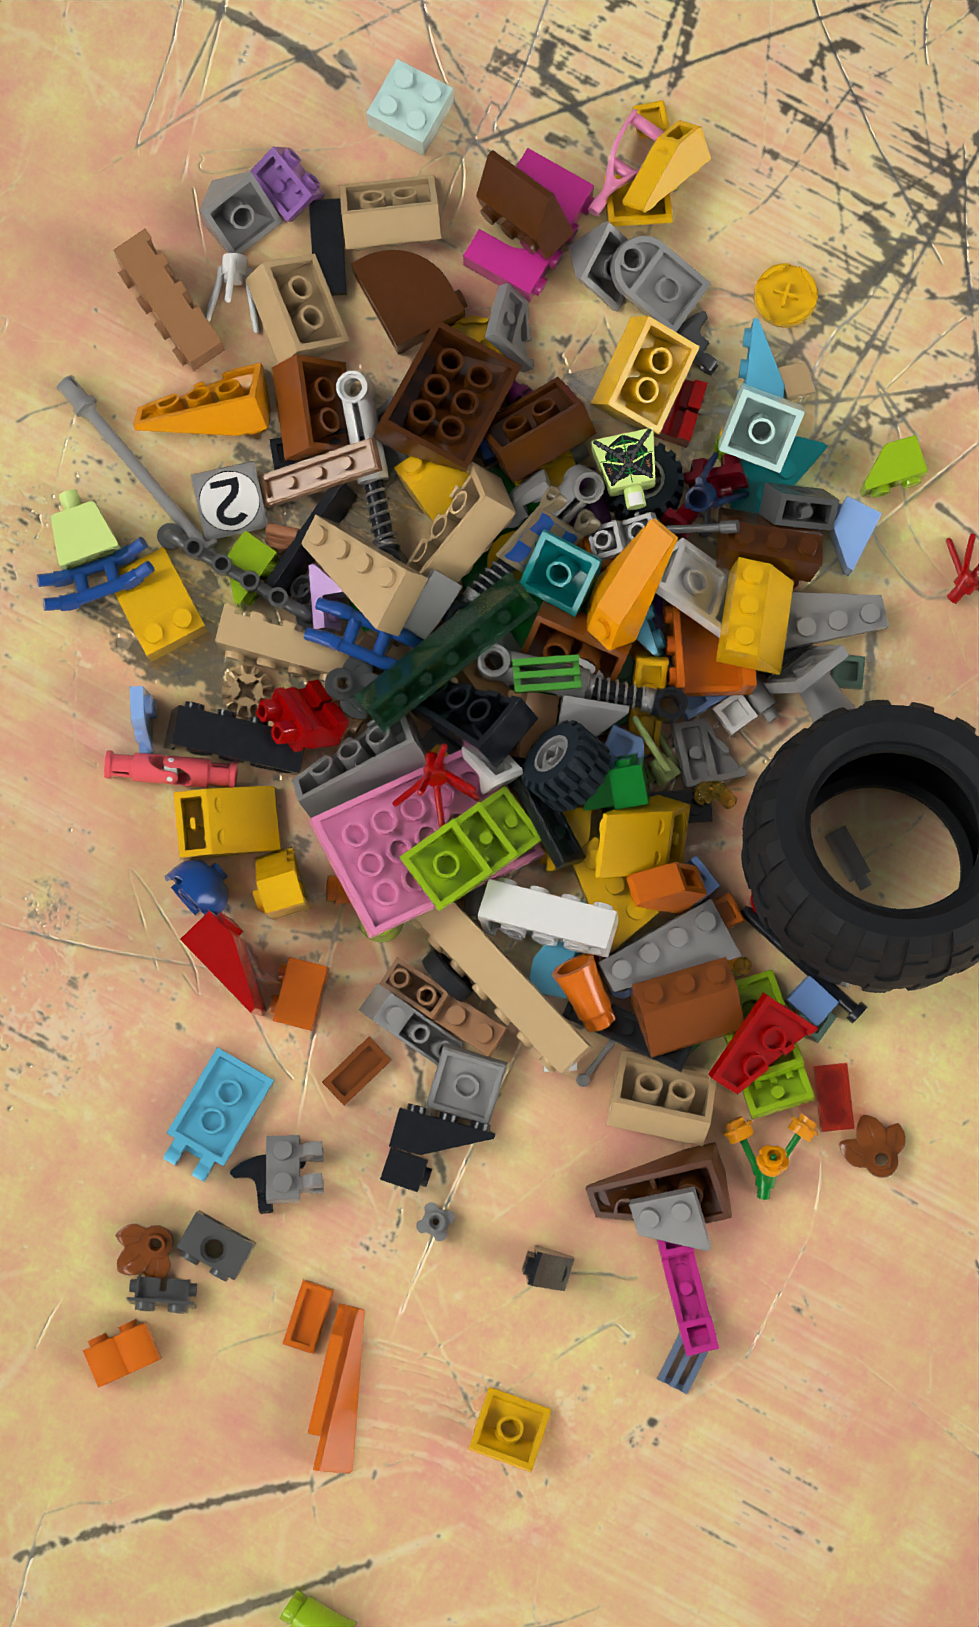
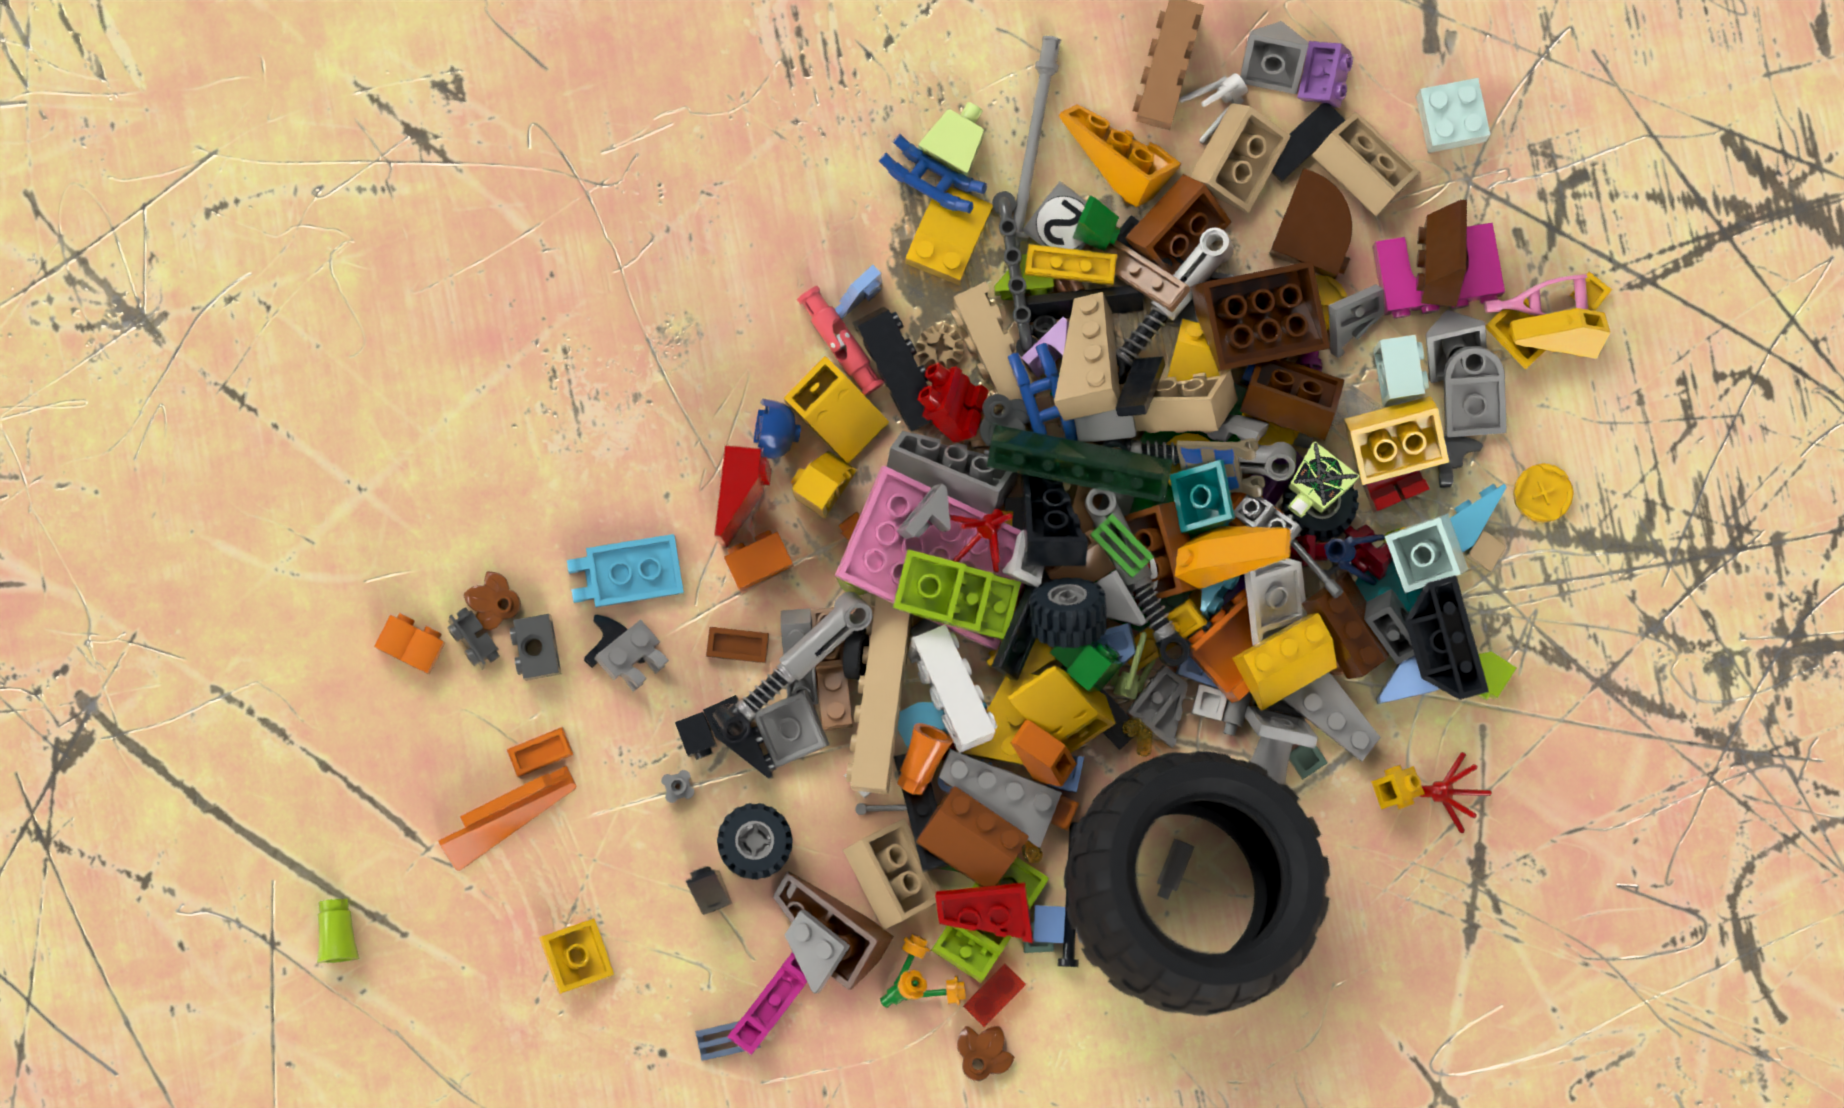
camera: 55 degrees right, 0 degrees up
(254, 472) = (1097, 225): none -> green slope
(269, 522) = (1070, 264): none -> yellow tile
(380, 808) = (932, 508): none -> light grey slope
(416, 1036) = (795, 664): none -> piece
(423, 548) = (1140, 386): none -> black tile
(537, 1194) = (754, 841): none -> black wheel
(588, 324) = (1400, 370): none -> light aqua brick
(848, 471) = (1445, 640): none -> black wedge
(935, 615) = (1397, 787): none -> yellow brick

